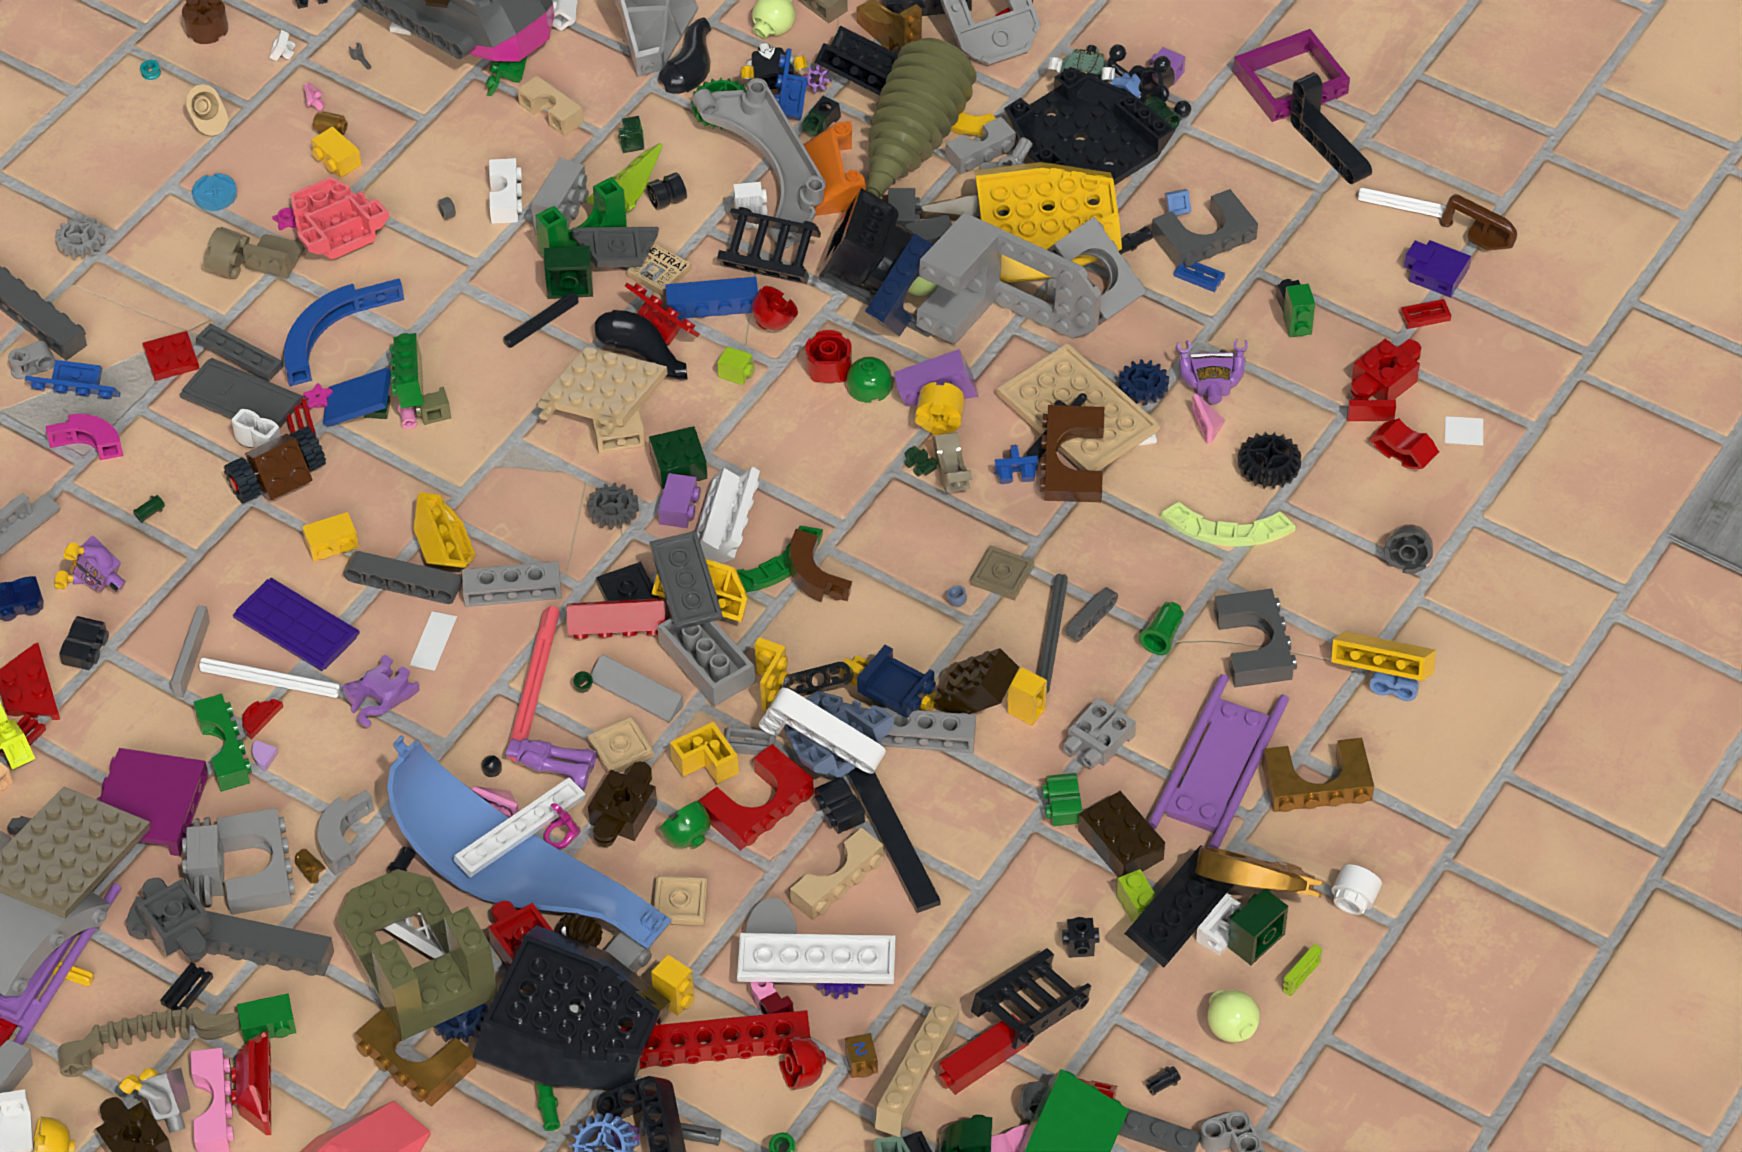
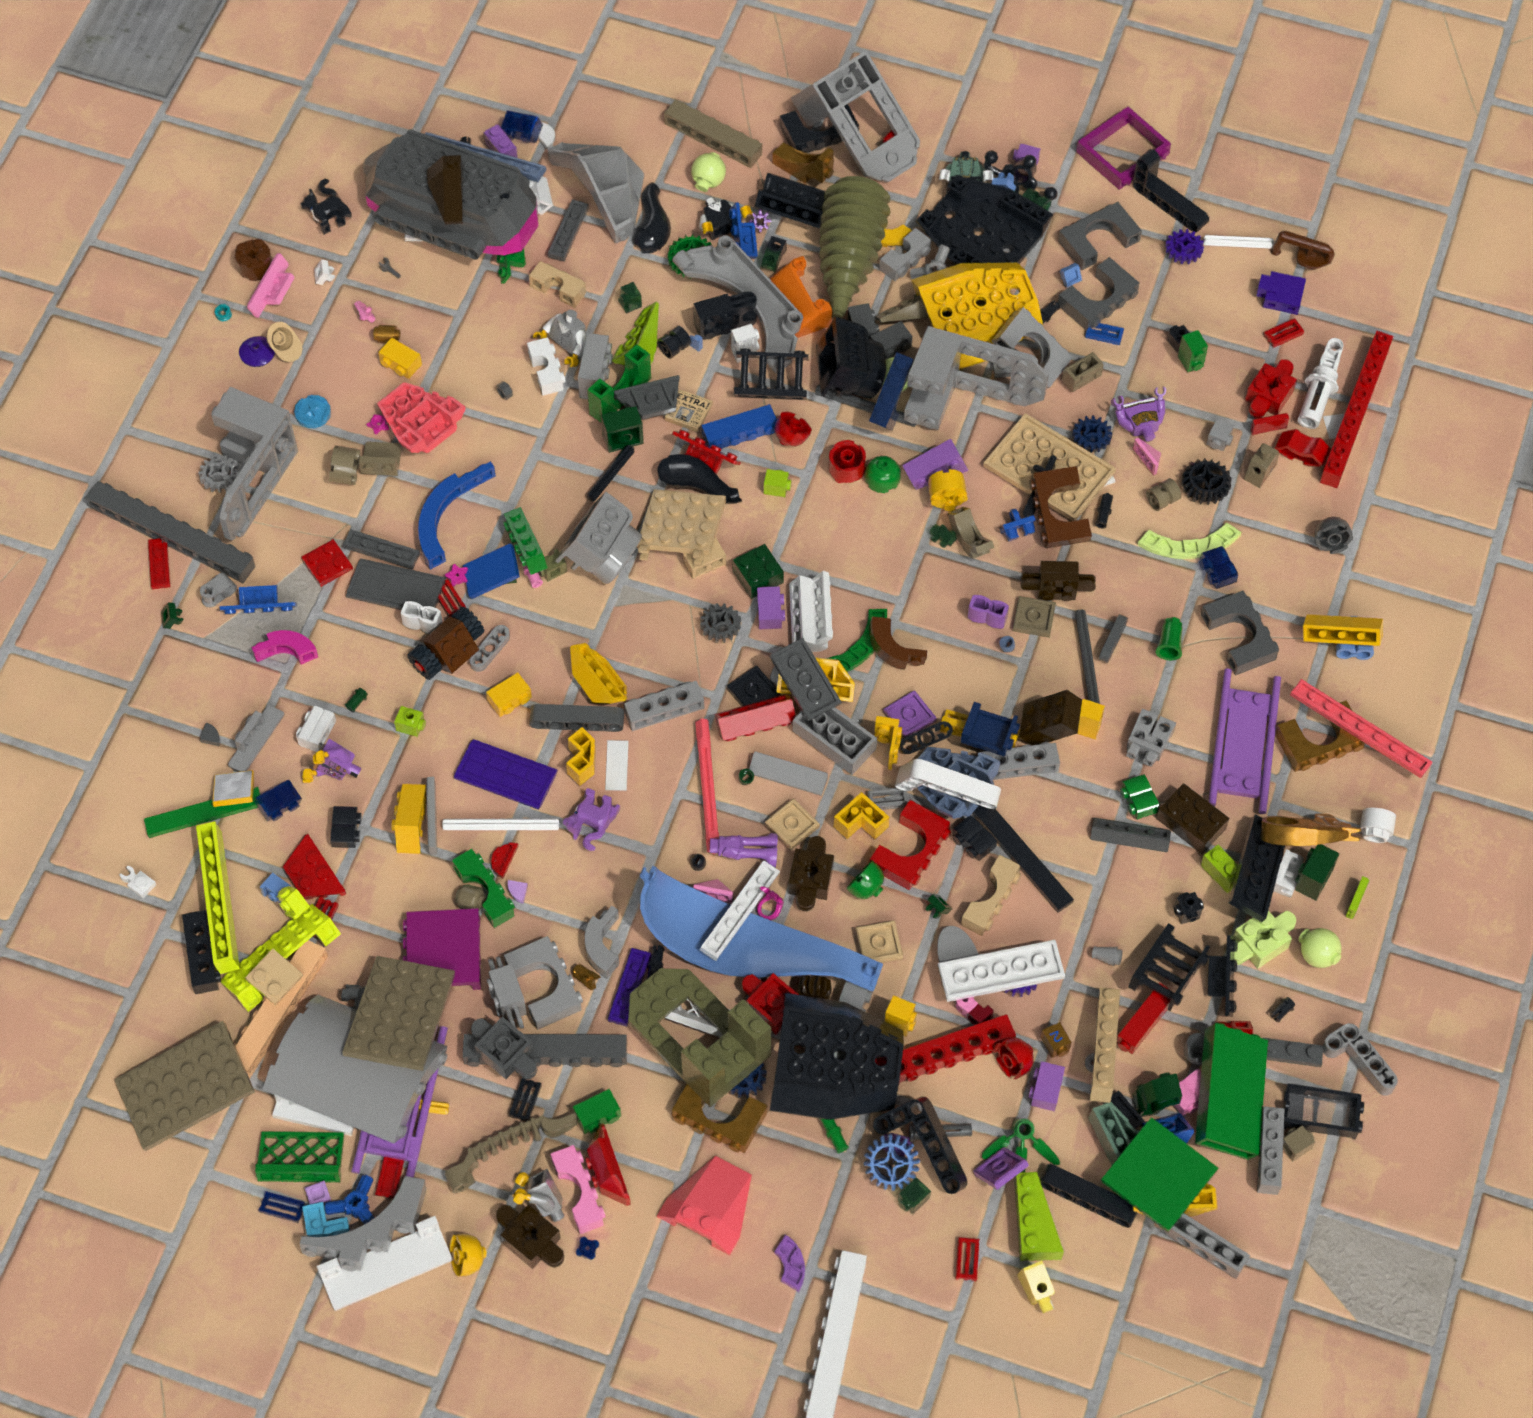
camera: 15 degrees left, 10 degrees up
(92, 521) = (316, 728): none -> white brick
(136, 208) = (261, 440): none -> light grey bracket
(160, 647) = (409, 818): none -> yellow wedge
(173, 118) = (256, 357): none -> dark purple dish
(202, 543) = (409, 721): none -> lime brick
(202, 748) = (470, 897): none -> dark tan head
(215, 50) = (272, 286): none -> bright pink bracket
(322, 492) = (491, 639): none -> light grey beam
(371, 868) = (630, 980): none -> dark purple tile
(392, 625) = (582, 765): none -> yellow brick
(497, 383) = (602, 539): none -> light grey brick
(539, 155) = (568, 333): none -> torso
(584, 51) = (568, 230): none -> dark grey plate
(694, 197) = (696, 342): none -> medium blue tile
(735, 165) = (724, 313): none -> black brick
(769, 871) = (939, 904): none -> dark green tile
(809, 650) = (912, 712): none -> medium lavender tile
(832, 1106) = (1047, 1087): none -> medium lavender brick
(943, 553) = (986, 611): none -> medium lavender brick
(962, 972) = (1109, 955): none -> light grey cone
(1038, 842) = (1130, 834): none -> dark grey slope
(1041, 534) = (1058, 581): none -> dark brown brick
(1096, 1023) = (1221, 976): none -> black bracket
(1130, 470) = (1104, 511): none -> black axle
(1154, 310) = (1082, 372): none -> dark tan brick
(1167, 1002) = (1270, 941): none -> yellowish green brick
(1209, 464) = (1163, 494): none -> dark tan wheel
(1248, 149) = (1112, 219): none -> dark grey arch
(1252, 559) = (1218, 567): none -> clear blue brick
(1304, 411) = (1220, 435): none -> light grey brick
(1330, 195) = (1184, 246): none -> dark purple gear
(1344, 453) = (1266, 460): none -> dark tan torso
(1369, 773) = (1361, 728): none -> coral tile
(1451, 376) = (1322, 381): none -> white piece
(1487, 413) = (1356, 409): none -> red brick

